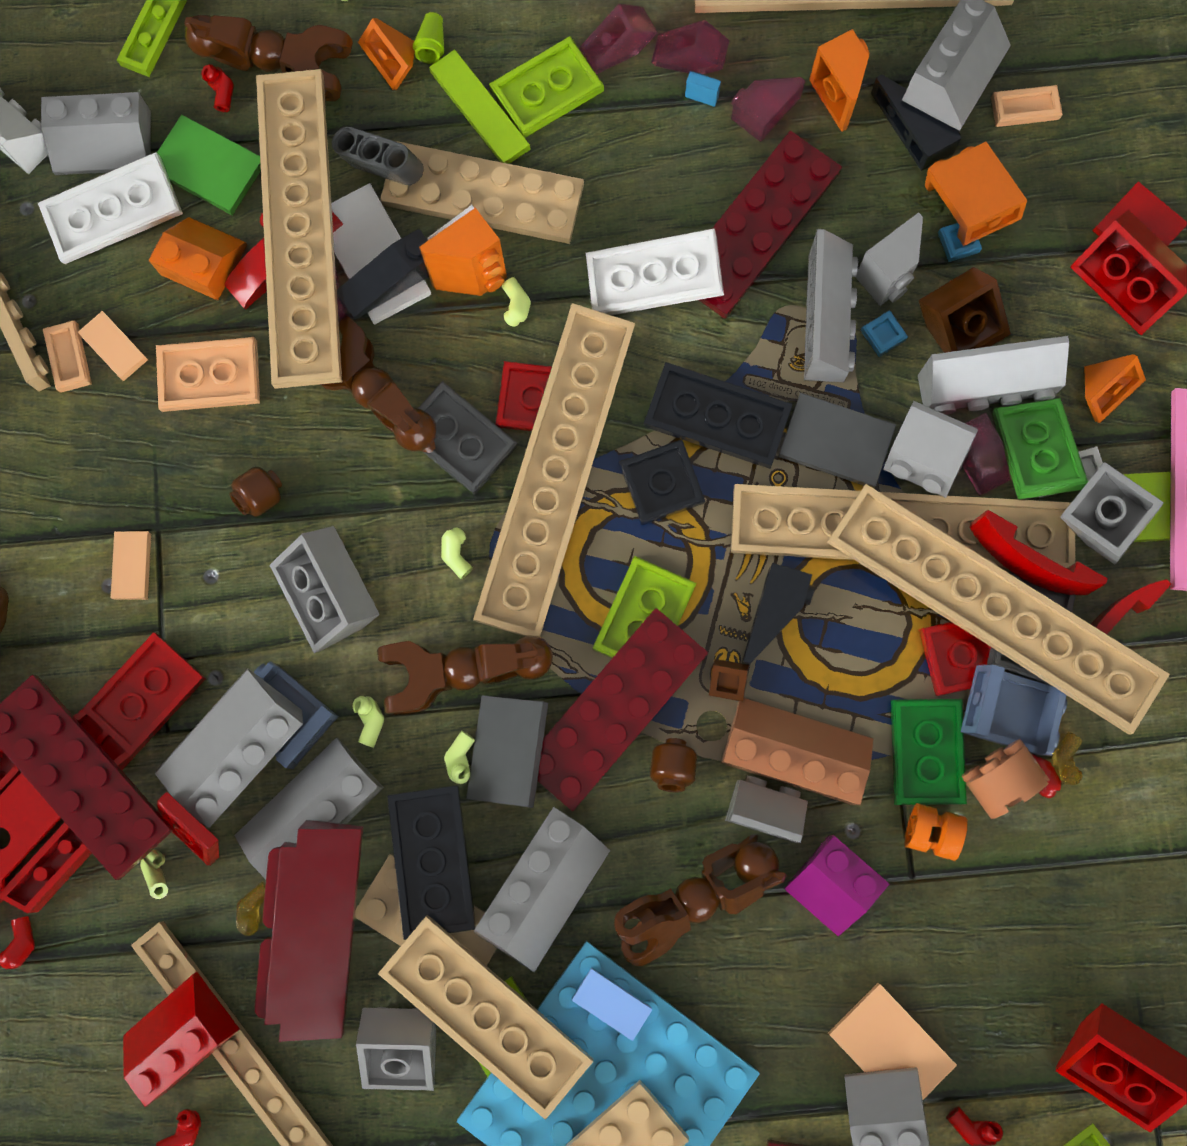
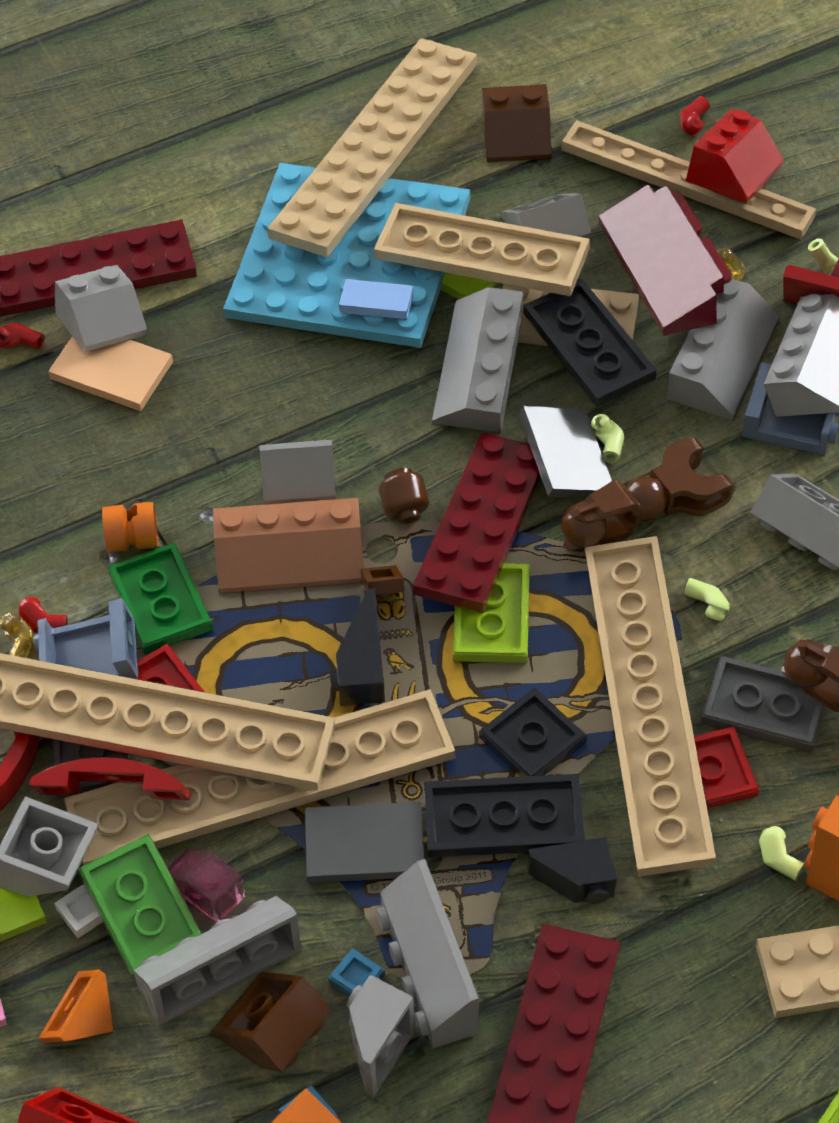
camera: 155 degrees right, 25 degrees down
(371, 717) = (712, 443): yellowish green arm -> none
(655, 273) = (642, 931): white tile -> none
(669, 915) = (337, 394): reddish brown piece -> none
(681, 343) = (575, 869): none -> black slope
(836, 885) = (206, 464): magenta slope -> none
(930, 449) = (261, 839): light grey slope -> none
(1006, 779) = (77, 582): nougat brick -> none

